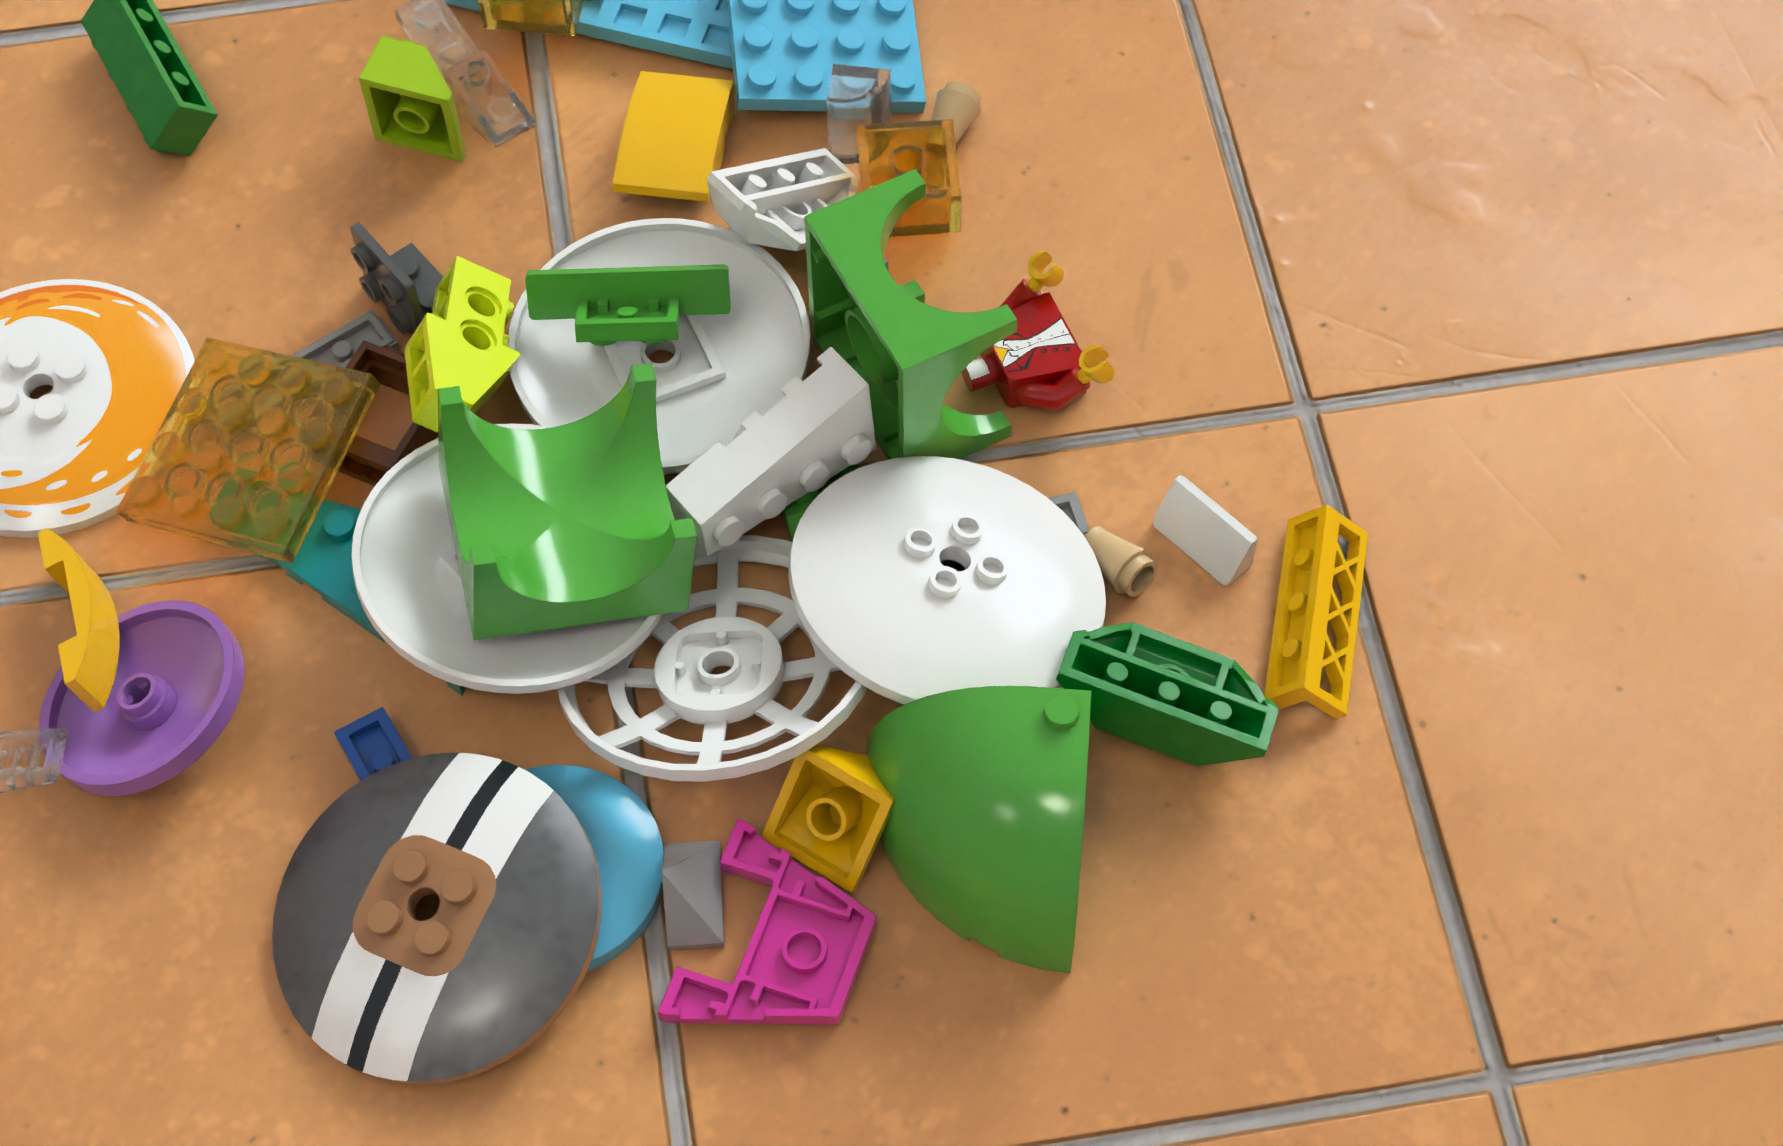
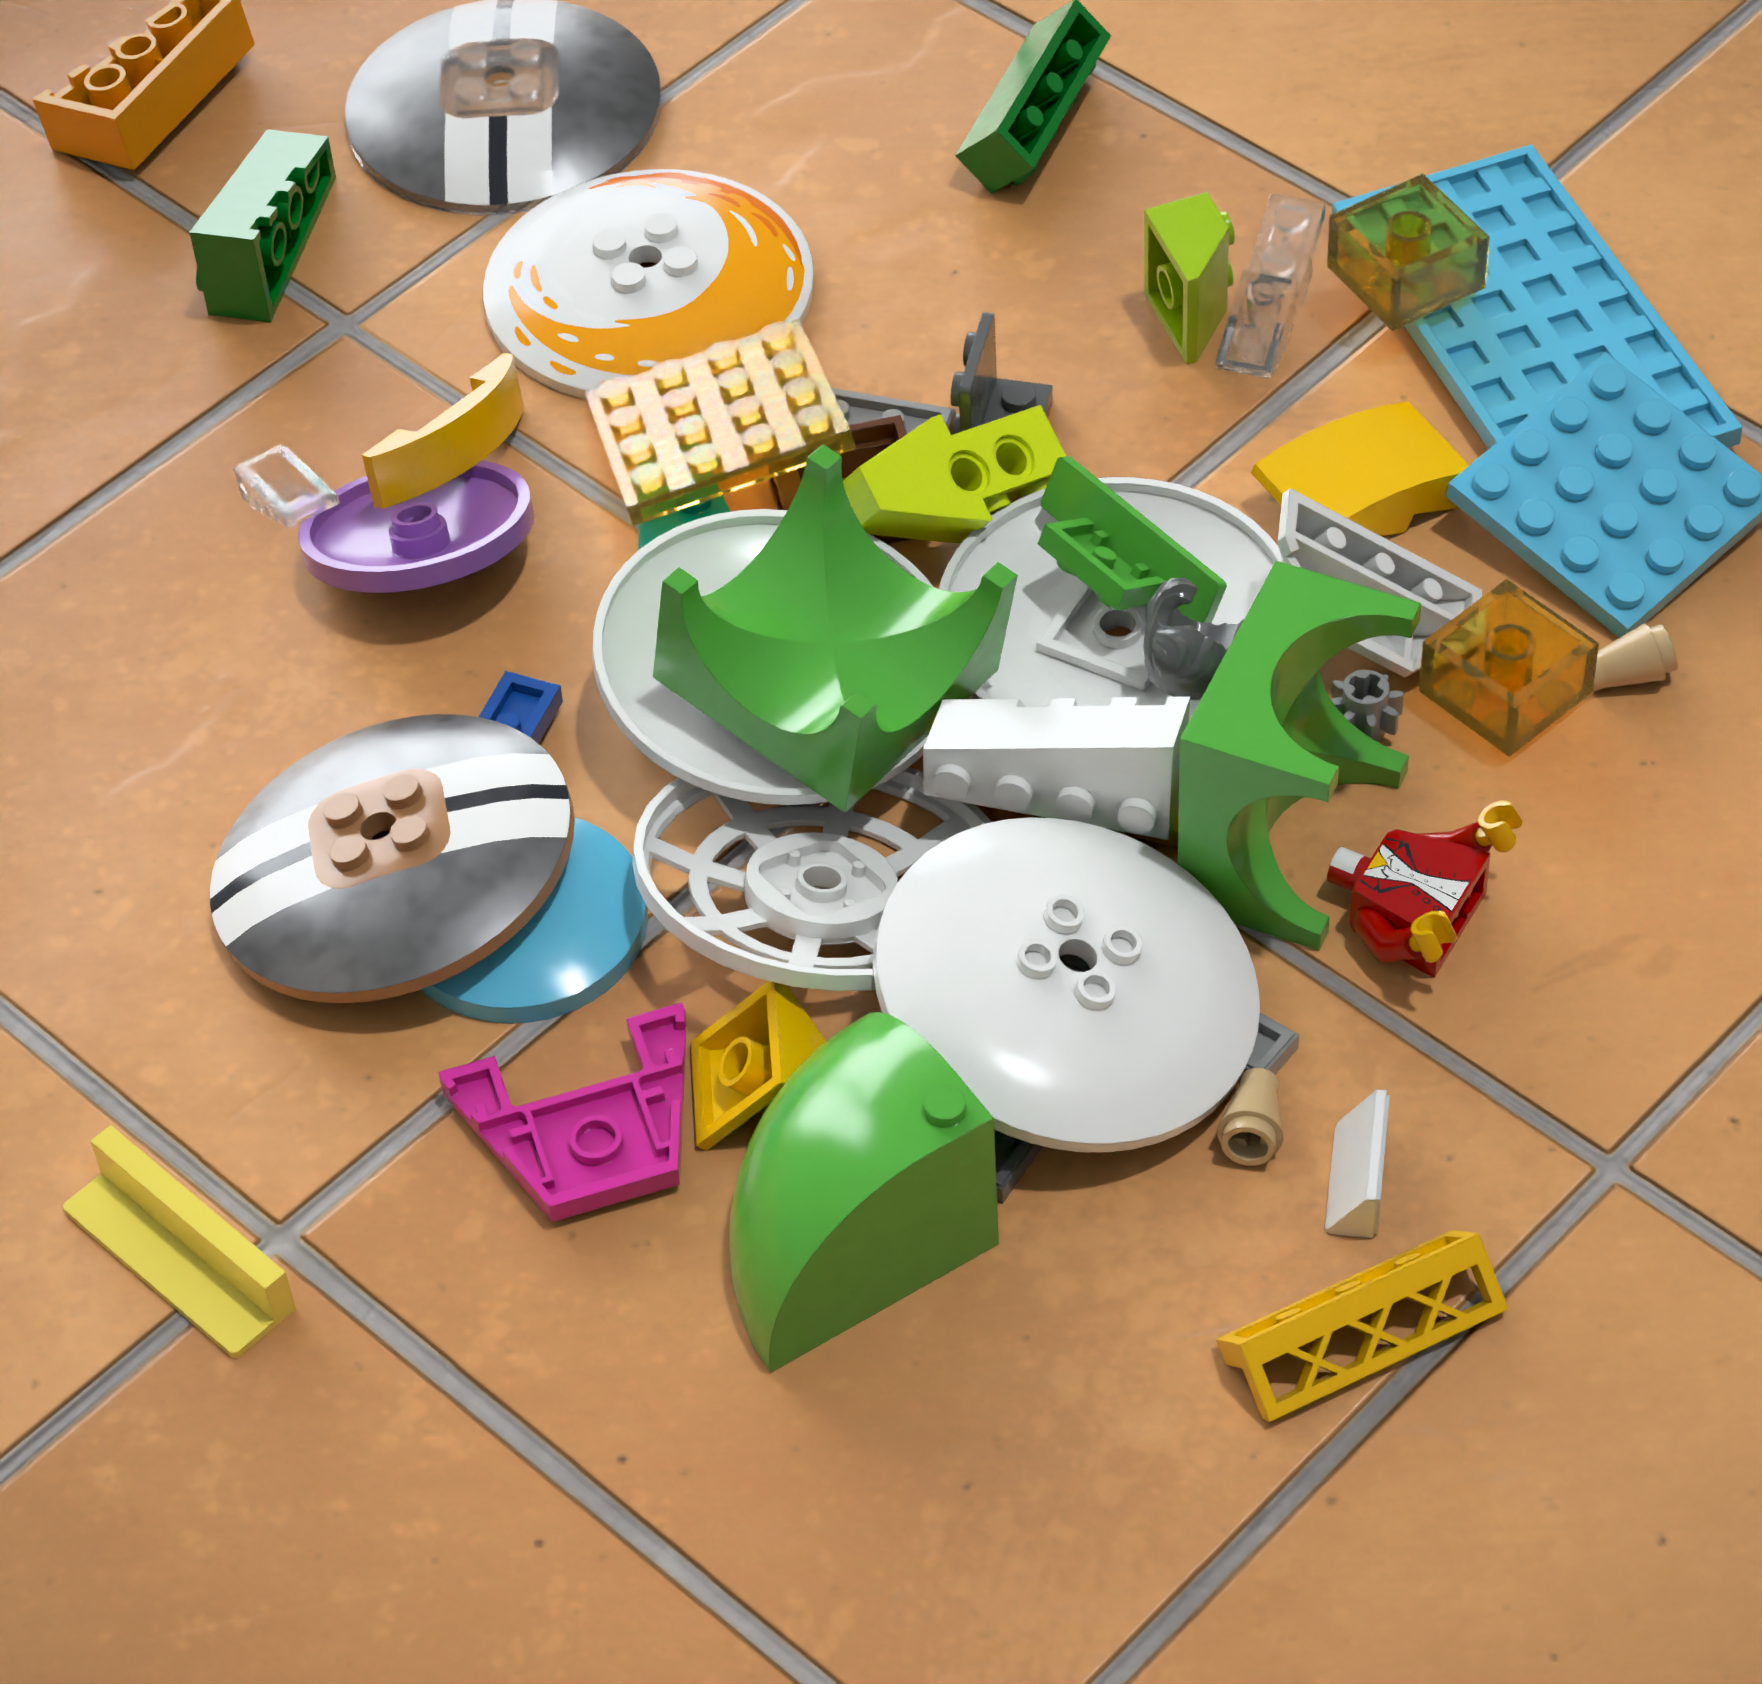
camera: 55 degrees right, 10 degrees down
(693, 895) = (580, 1025): light grey slope -> none
(758, 323) = (1178, 650): none -> dark grey hair
(853, 99) = (1538, 559): clear brick -> none
(1169, 694) = (1122, 1228): green wedge -> none

